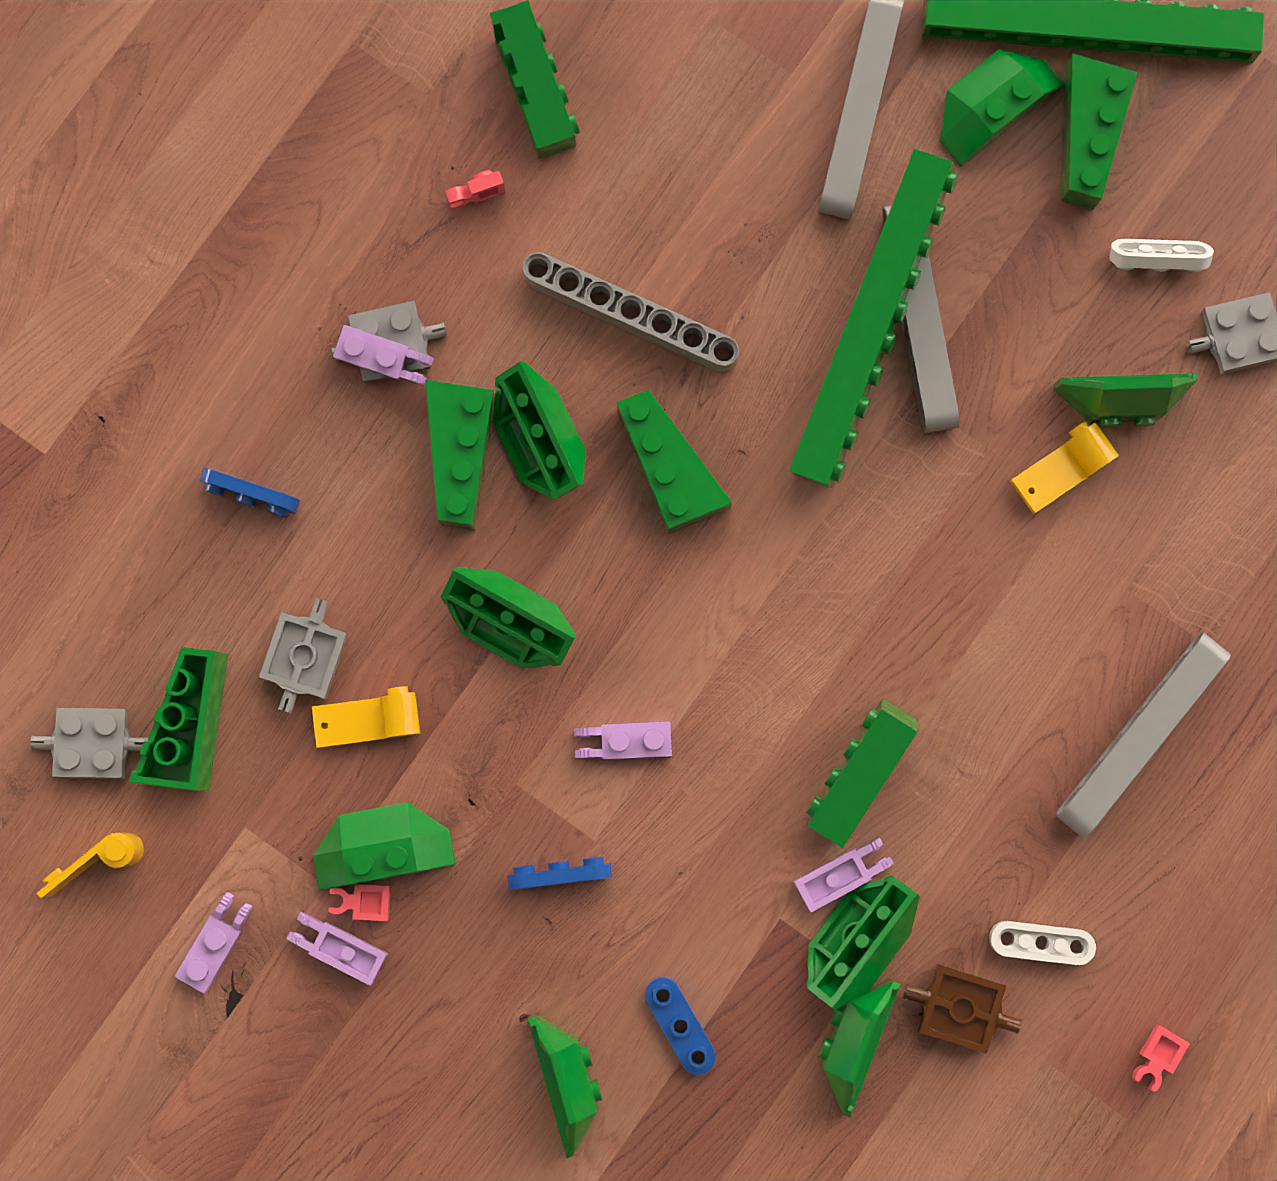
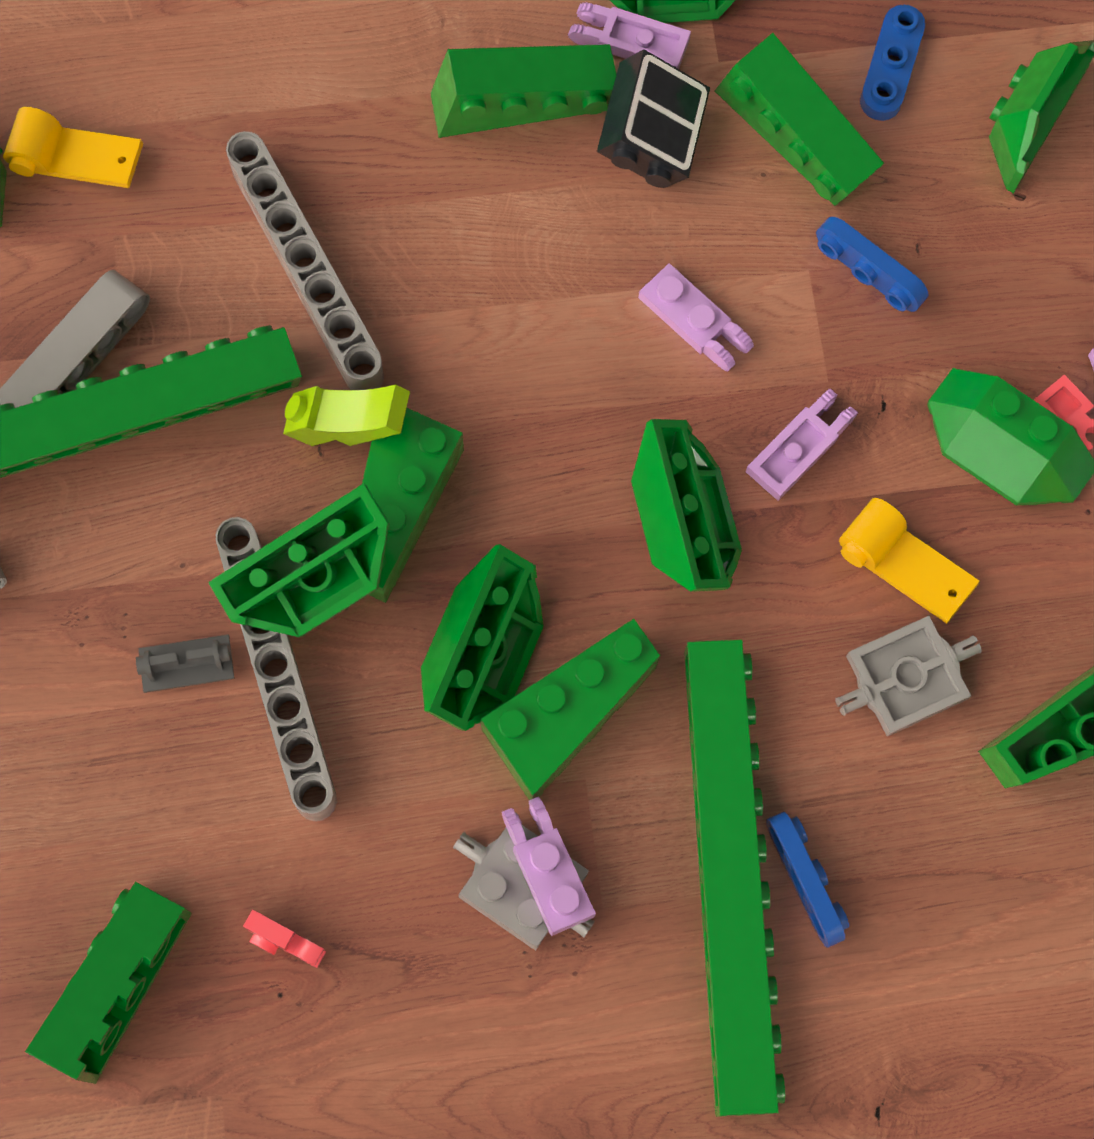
camera: 135 degrees left, 10 degrees down
(291, 453) = (730, 880): none -> green brick
(489, 724) = (798, 447): none -> lavender hinge
(659, 362) = (309, 569): none -> green wedge
(680, 268) = (185, 663): none -> dark grey hinge
(687, 918) = (798, 120): none -> green wedge
(740, 472) = (345, 415): none -> lime slope
(767, 826) = (653, 119): none -> black brick
(882, 535) = (299, 244): none -> light grey beam

